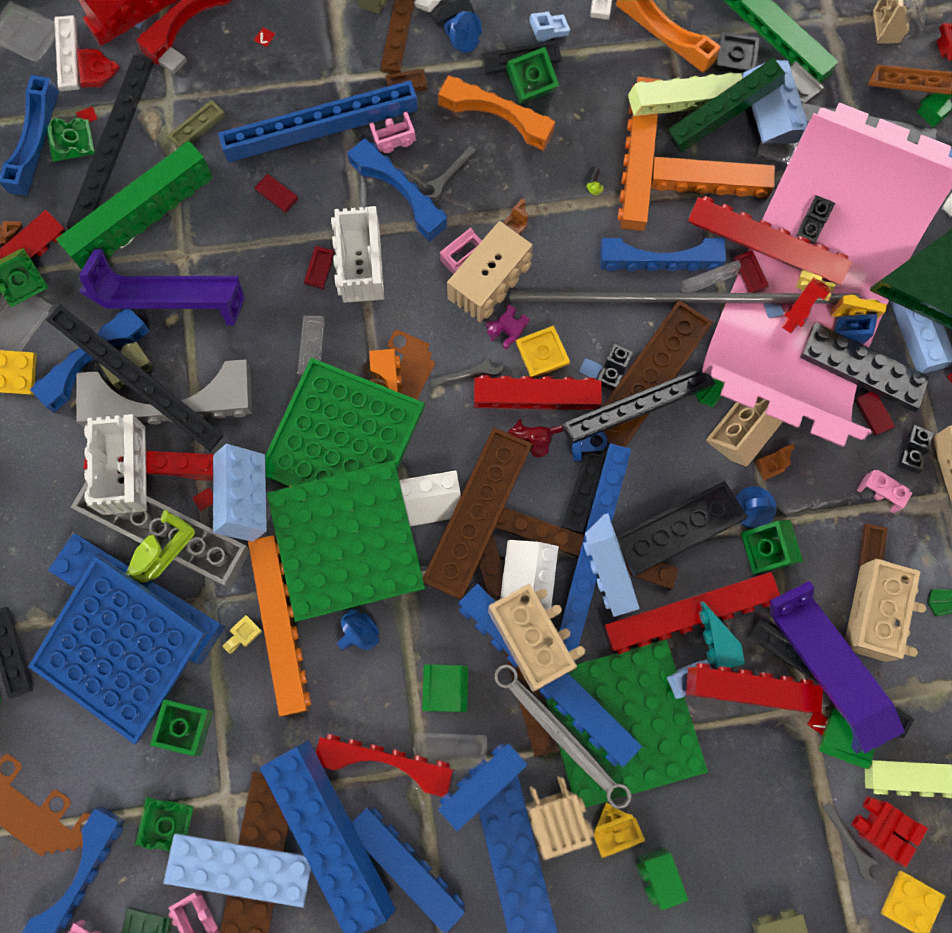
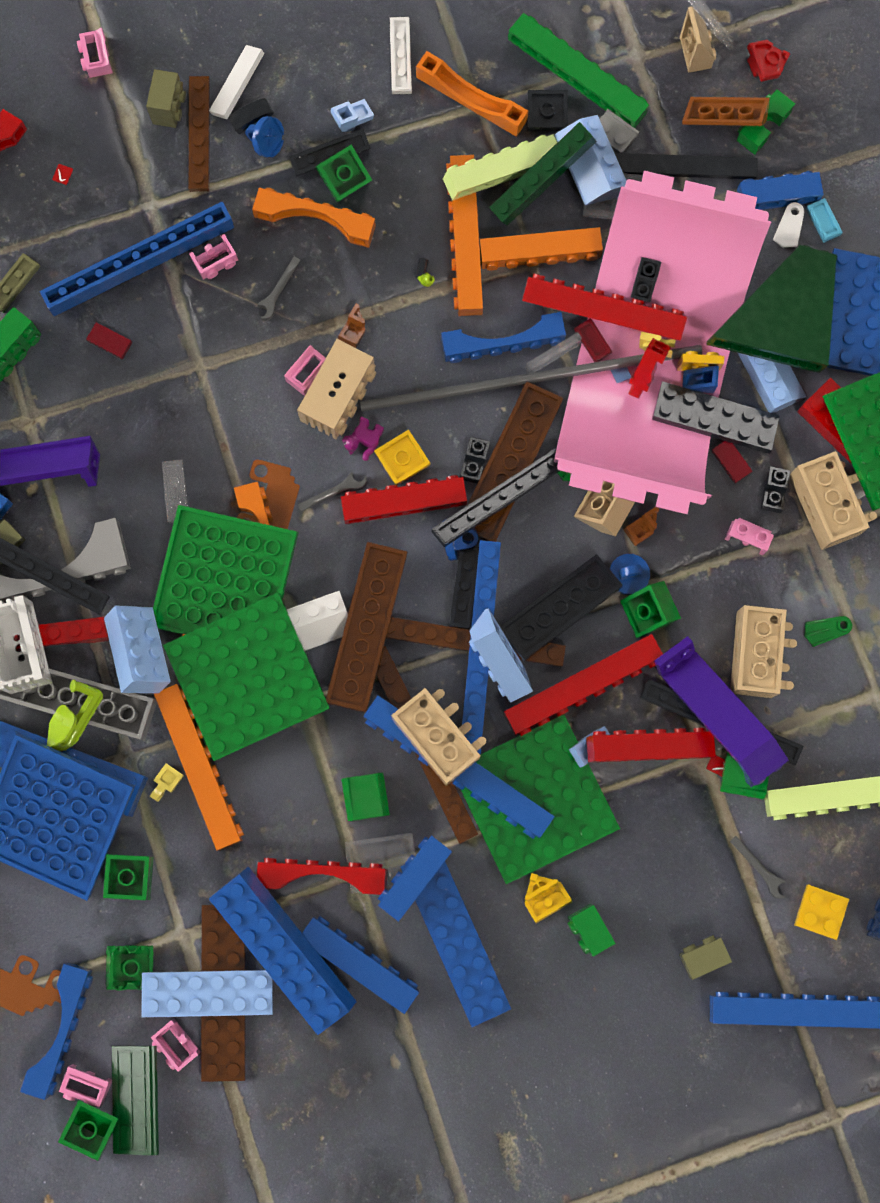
camera: 10 degrees left, 5 degrees up
(204, 499) = (102, 660): red sticker -> none
(319, 267) = (167, 410): dark red tile -> none
(352, 233) = (197, 370): white piece -> none
(358, 630) = (275, 758): blue tile -> none
(371, 163) = (198, 293): blue arch -> none
(417, 78) = (225, 194): reddish brown tile -> none
(532, 564) = (427, 669): white slope -> none
(539, 437) = (413, 543): dark red animal -> none
(558, 822) = (488, 896): tan piece -> none
(563, 737) = (480, 820): light grey piece -> none
(590, 368) = (452, 465): medium blue sticker -> none
(723, 646) = (616, 708): teal slope -> none
(872, 543) = (745, 589): reddish brown tile -> none
(883, 824) = (783, 850): red hips -> none

